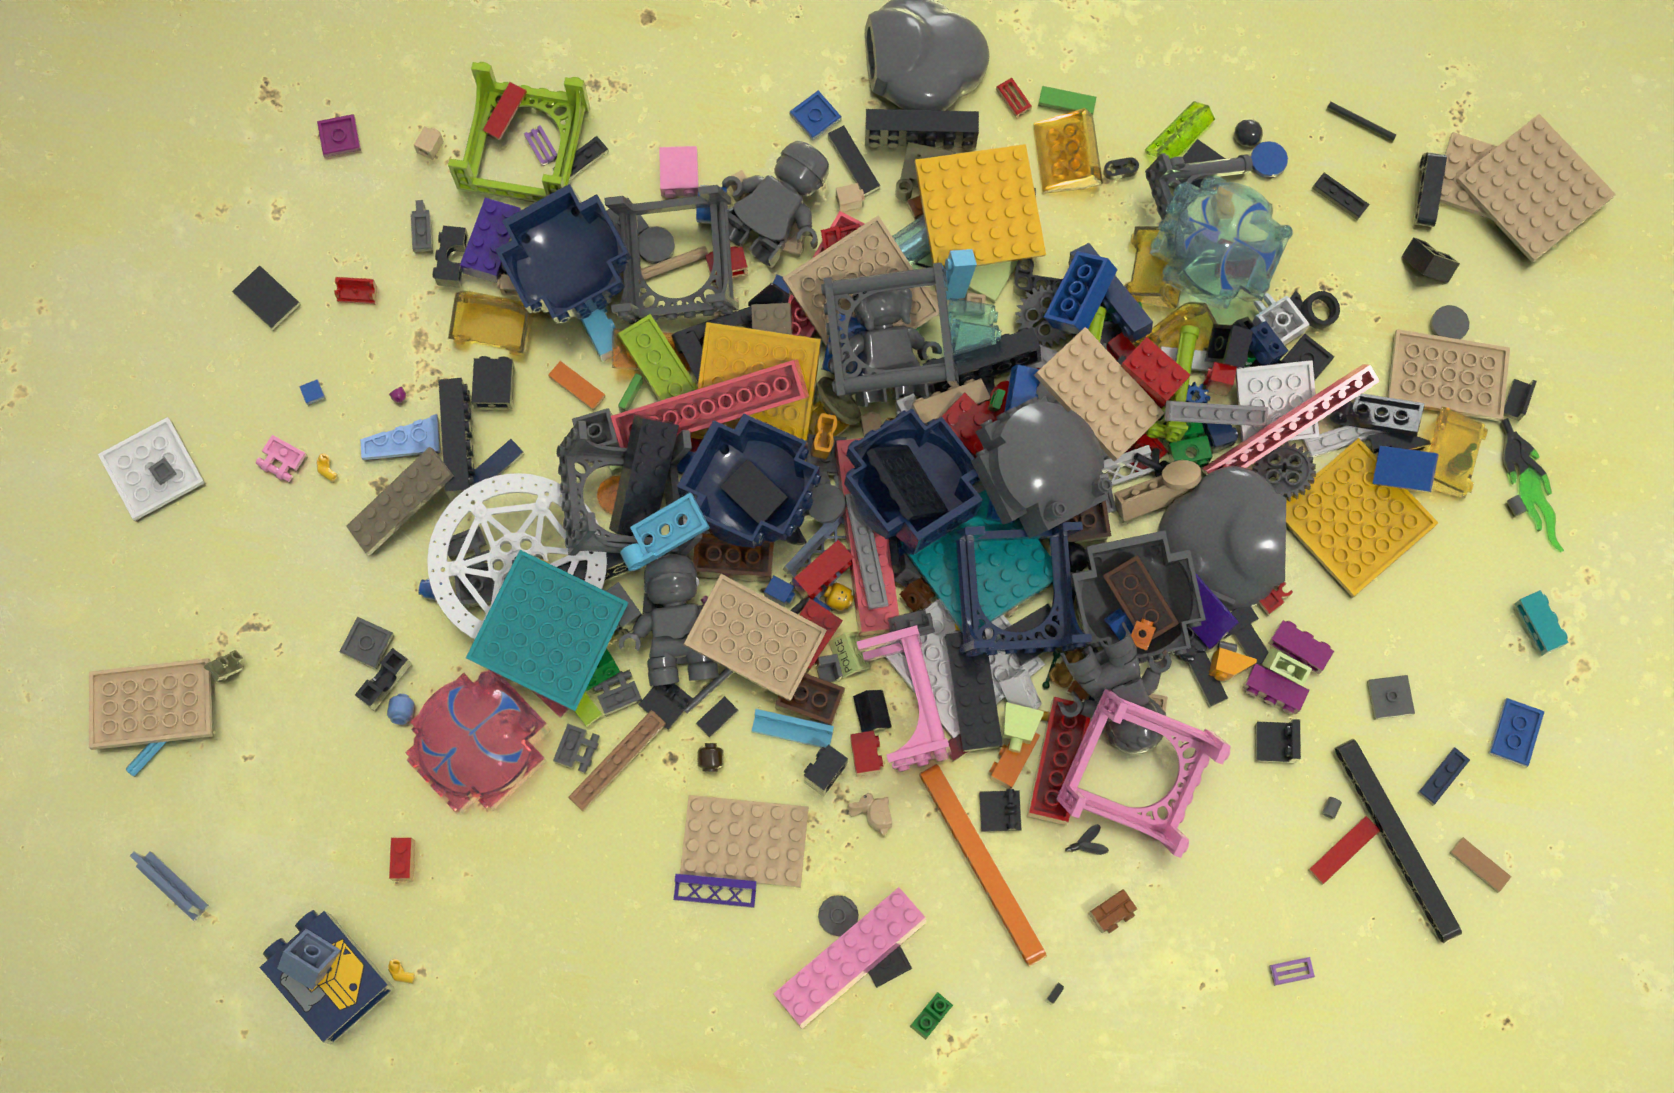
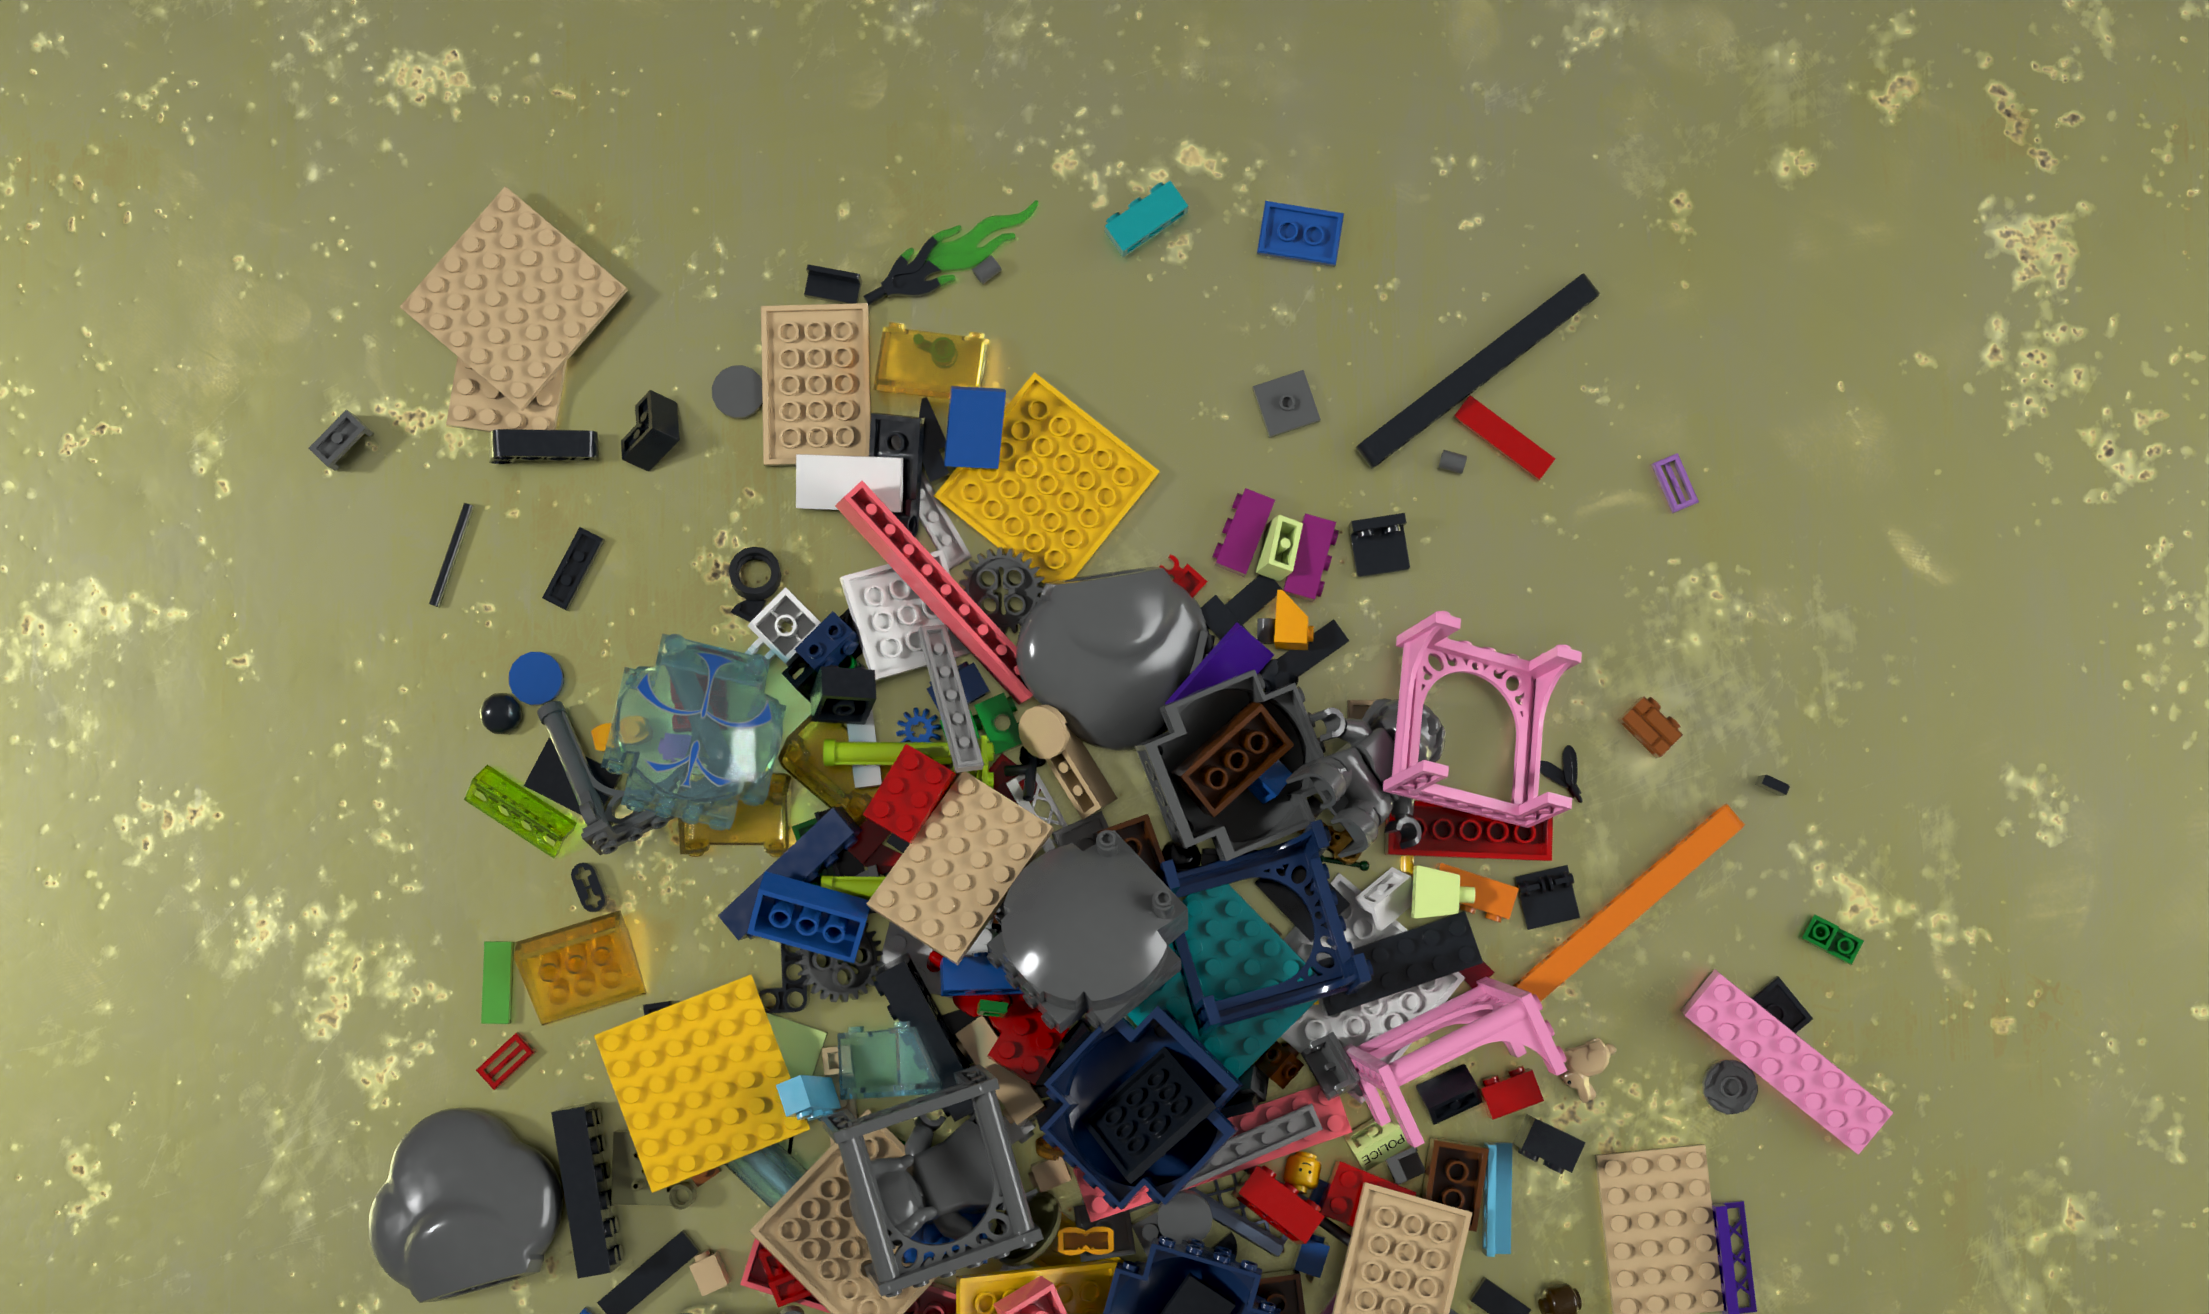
camera: 100 degrees left, 10 degrees up
(1143, 625) = (1297, 754): orange brick -> none
(1219, 378) = (888, 700): red brick -> none
(1306, 350) = (821, 580): black tile -> none
(1378, 398) = (828, 478): none -> white tile
(1443, 776) = (1378, 321): dark blue tile -> none
(1453, 62) = (339, 439): none -> dark grey panel
(1480, 865) = (1486, 259): medium nougat tile -> none

